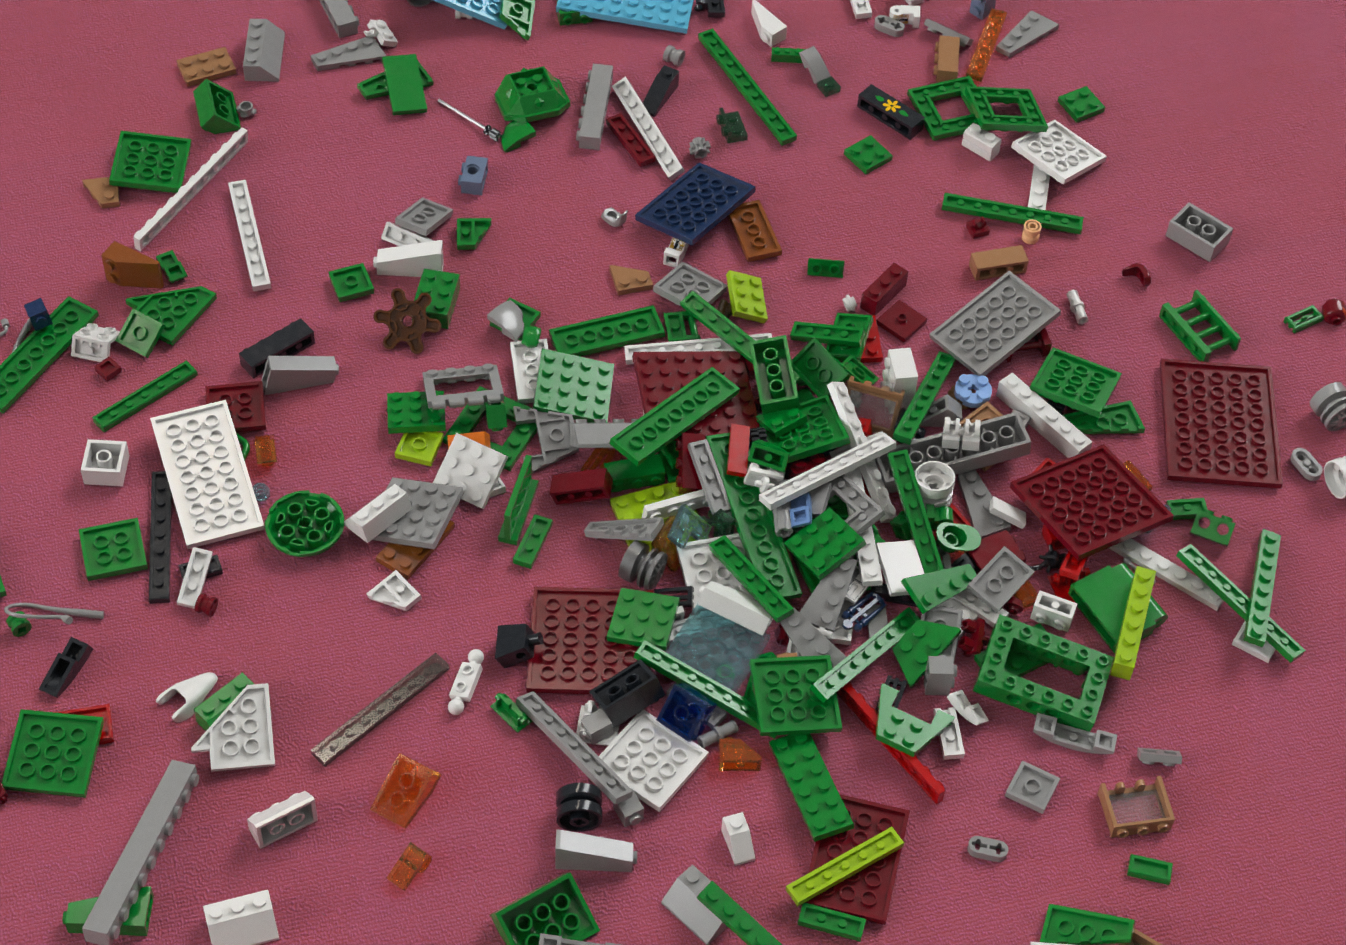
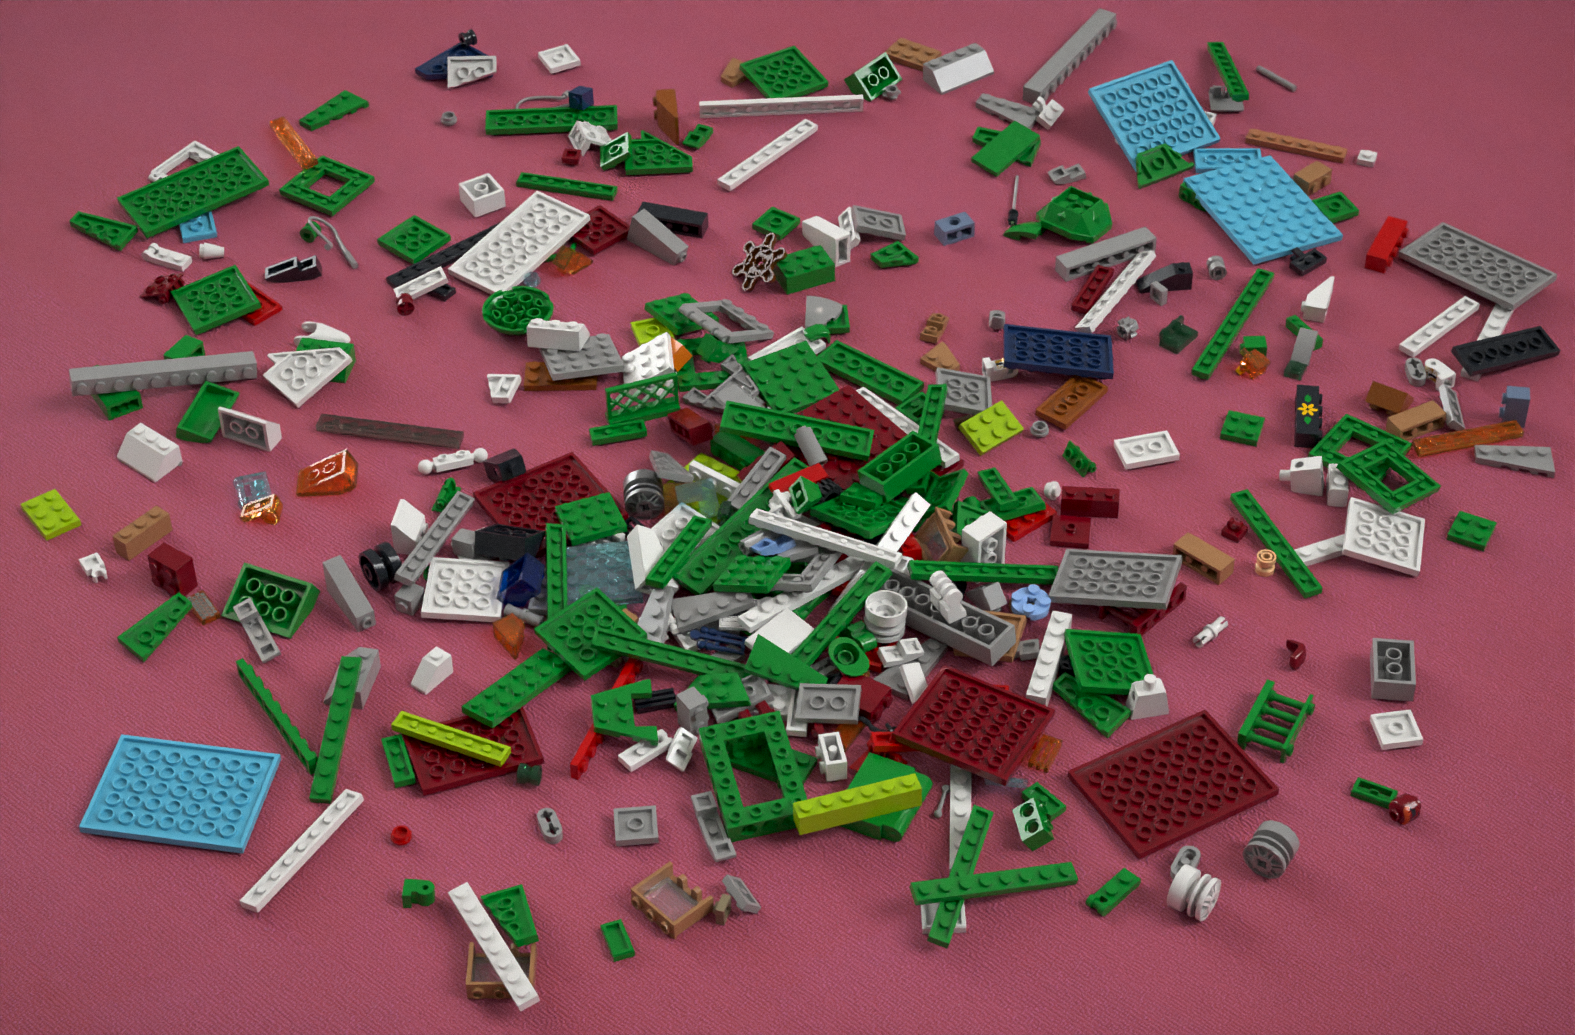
camera: 60 degrees right, 10 degrees down
(116, 819) = (185, 348): none -> green brick
(220, 845) = (202, 417): none -> green slope
(369, 853) = (258, 486): none -> clear light blue plate
(469, 69) = (1062, 176): none -> light grey slope
(540, 763) = (407, 528): none -> white slope
(585, 261) = (934, 328): none -> medium nougat slope
(673, 105) = (1158, 293): none -> light grey plate
(710, 418) = (810, 446): none -> light grey brick
(769, 269) = (1039, 429): none -> light grey plate
(788, 92) = (1254, 342): none -> green brick
(807, 102) = (1253, 362): none -> clear orange piece
(848, 222) = (1146, 450): none -> white plate
(911, 57) = (1388, 399): none -> dark orange slope
(918, 833) = (529, 774): none -> clear green wheel
(960, 151) = (1305, 475): none -> white torso
(967, 502) = (903, 652): none -> white slope
(1130, 377) = (1147, 698): none -> white torso
(1169, 776) = (722, 909): none -> dark tan plate
(1253, 268) = (1396, 729): none -> white plate
(1304, 522) = (1113, 892): none -> green plate

